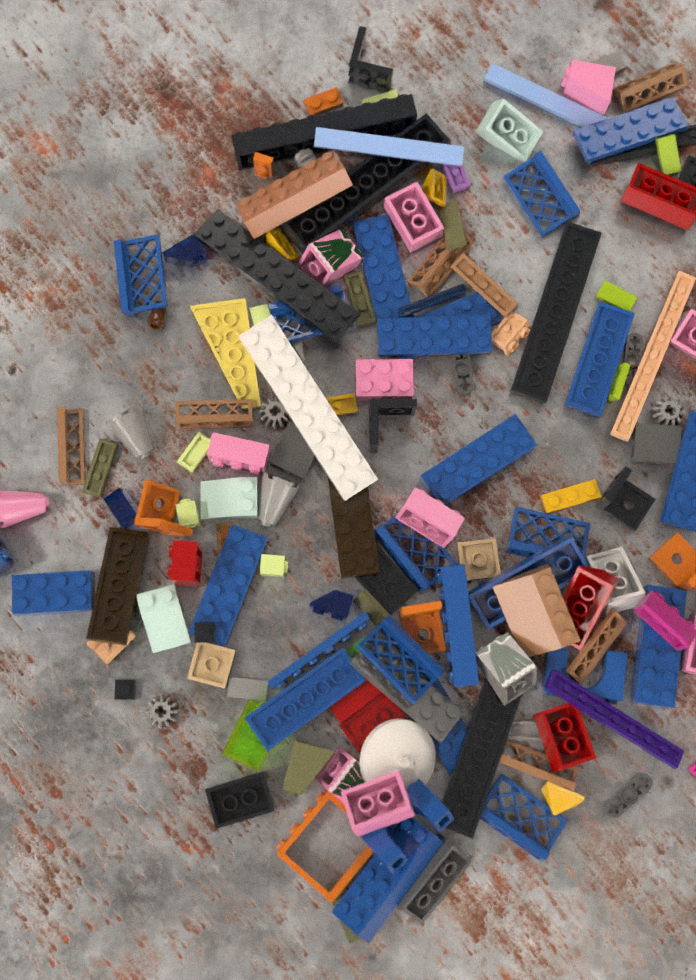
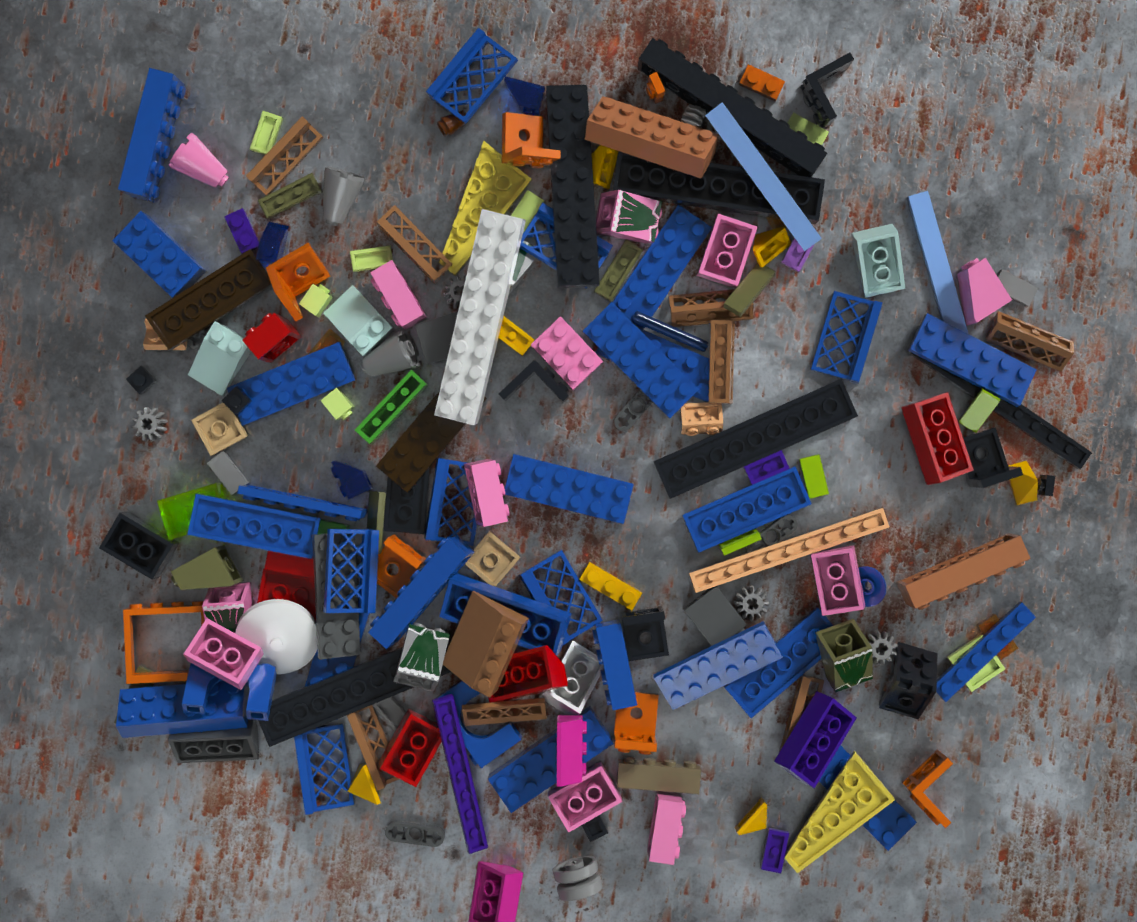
camera: 55 degrees right, 10 degrees up
(43, 445) = (266, 133): none -> yellowish green tile
(92, 522) = (242, 230): none -> dark purple plate
(225, 280) = (529, 151): none -> orange bracket
(310, 529) = (391, 407): none -> bright green brick
(582, 321) = (766, 467): none -> dark purple plate
(631, 537) = (616, 665): none -> blue brick

